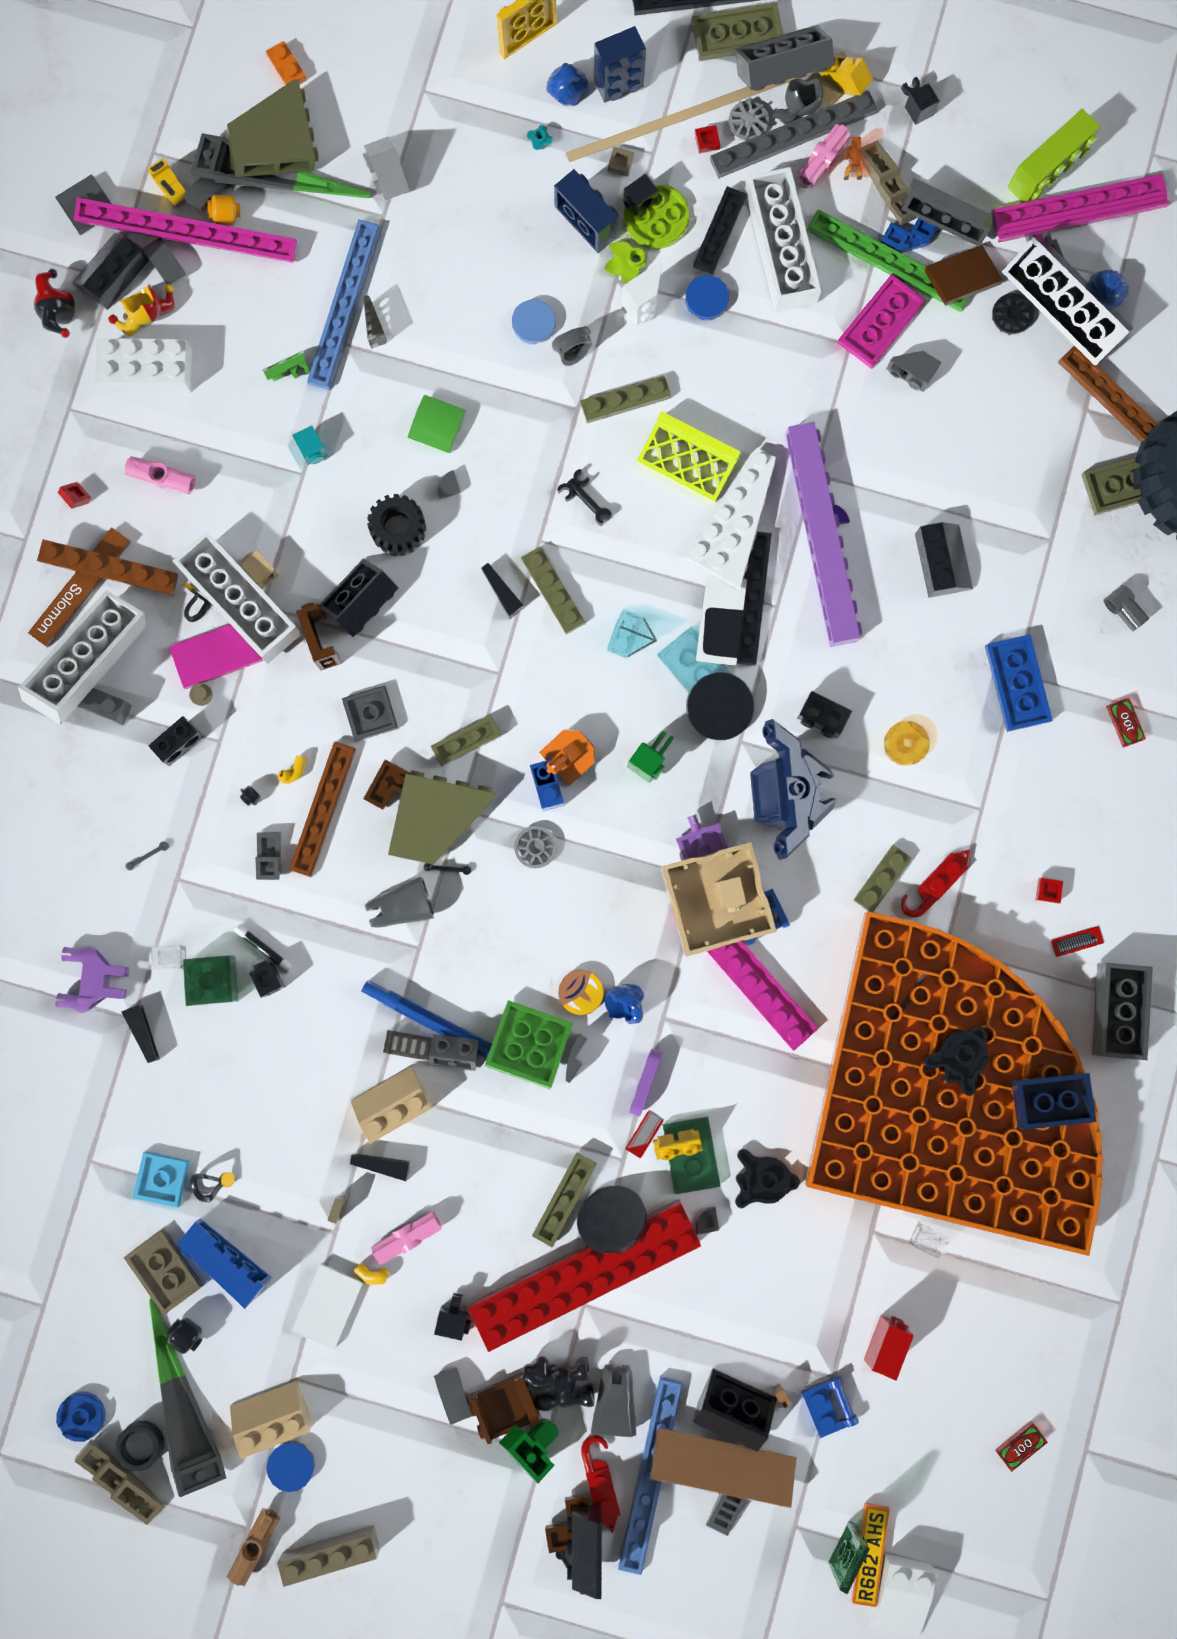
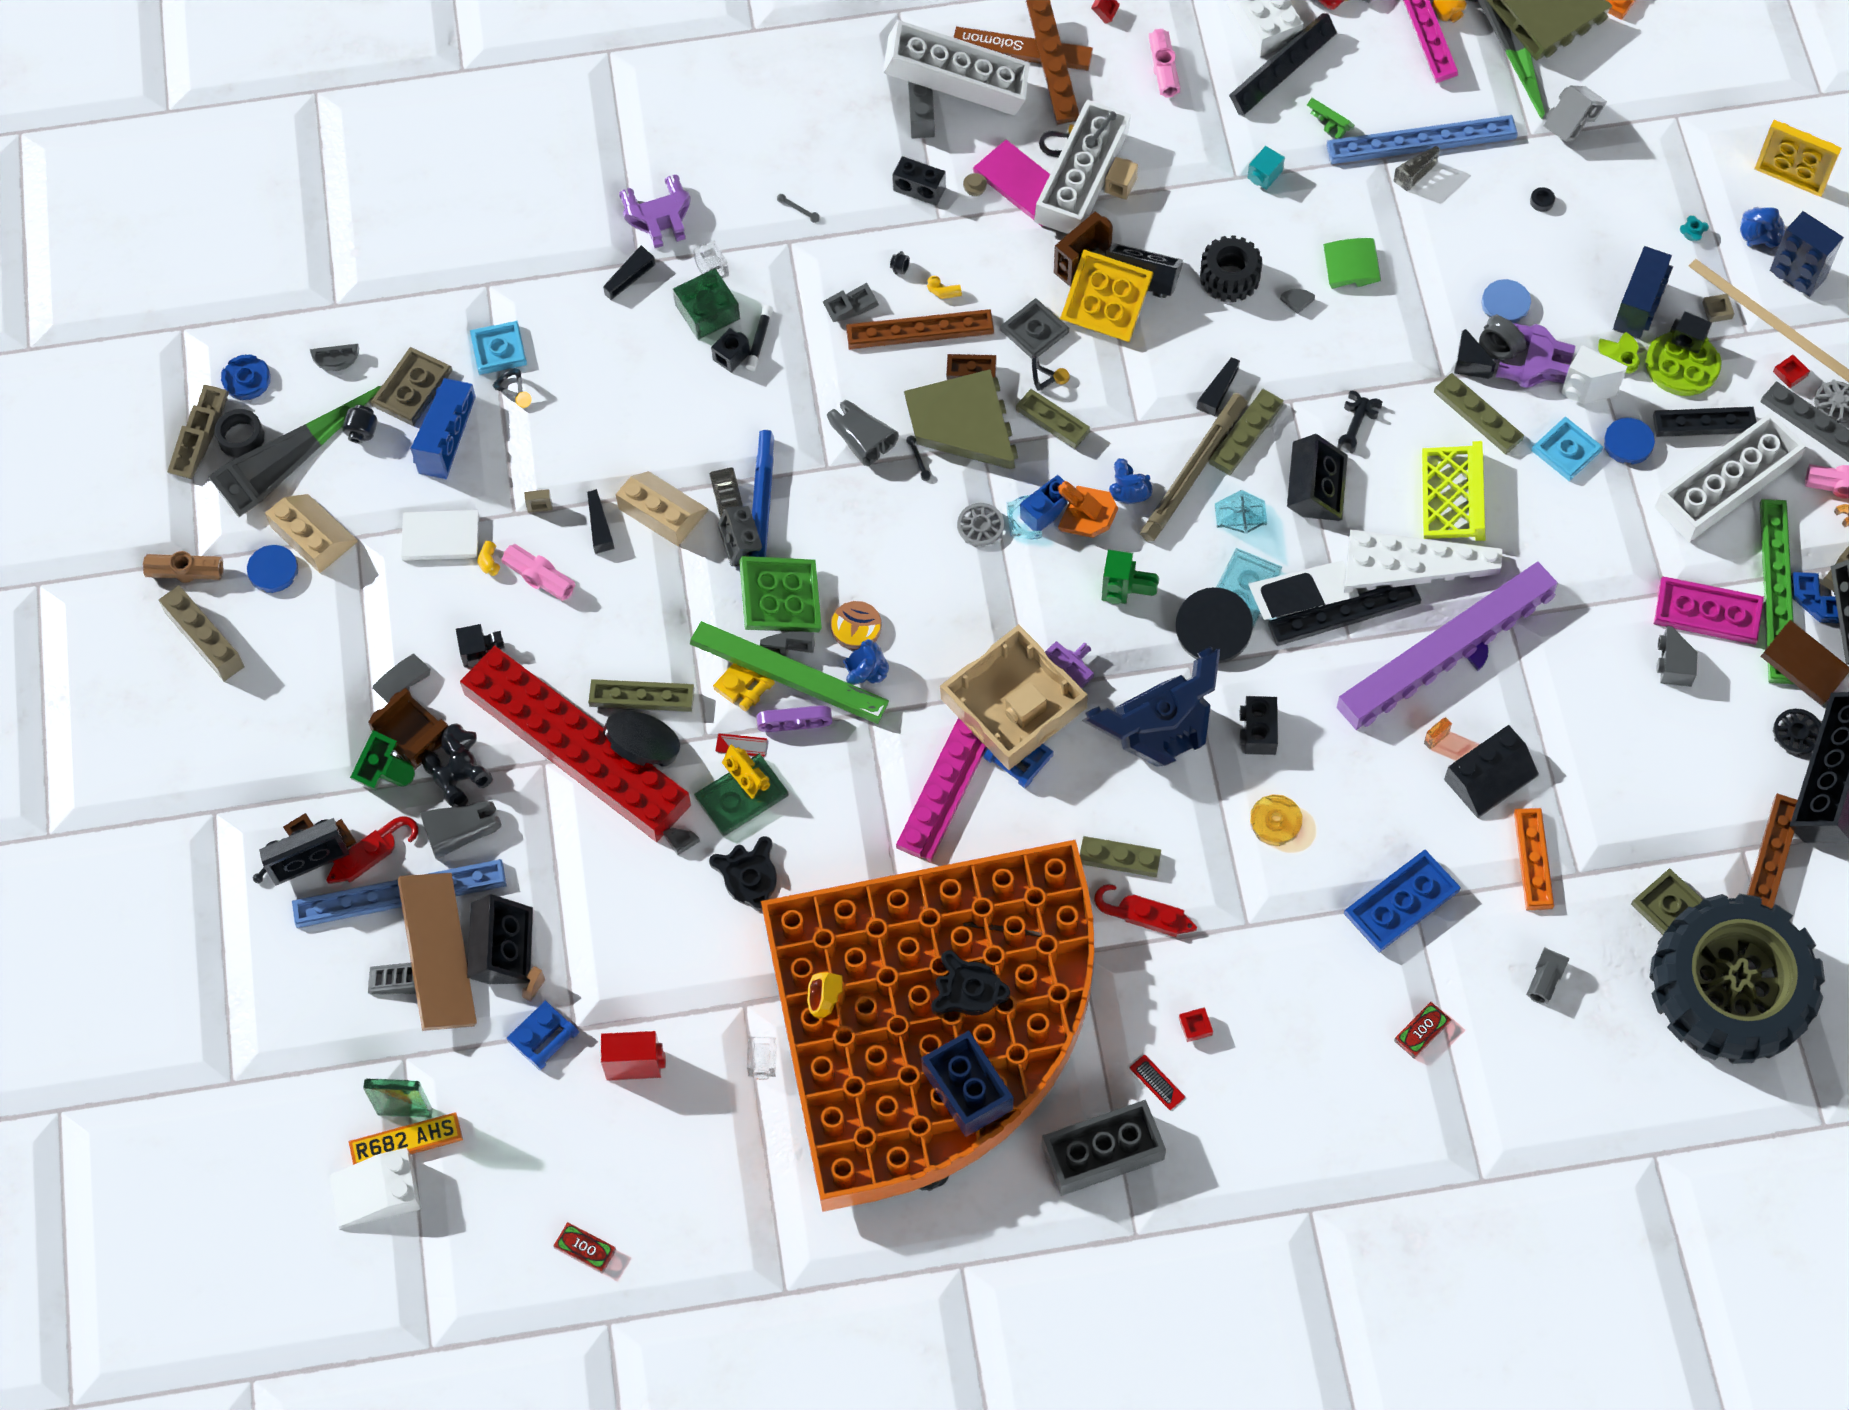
camera: 70 degrees right, 20 degrees down
(102, 1328) = (335, 357): none -> dark grey plate
(212, 377) = (1283, 64): none -> black plate
(219, 578) = (1090, 142): none -> dark grey hinge
(374, 640) = (1106, 295): none -> yellow plate
(426, 714) = (1060, 376): none -> black piece
(450, 240) = (1542, 199): none -> black tile
(555, 822) = (1015, 529): none -> clear light blue cap
(562, 709) = (1129, 487): none -> blue hair
(566, 648) = (1193, 467): none -> dark tan piece
(574, 377) = (1472, 358): none -> black slope
(583, 1109) = (735, 684): none -> yellow plate
(601, 323) = (1541, 360): none -> medium lavender connector
(602, 1070) = (789, 672): none -> bright green tile
(626, 558) = (1317, 479): none -> black slope
(690, 348) = (1567, 448): none -> medium azure tile
(893, 582) = (1437, 733): none -> clear orange tile
(920, 1176) = (824, 993): none -> yellow rock
(1026, 566) = (1533, 859): none -> orange tile

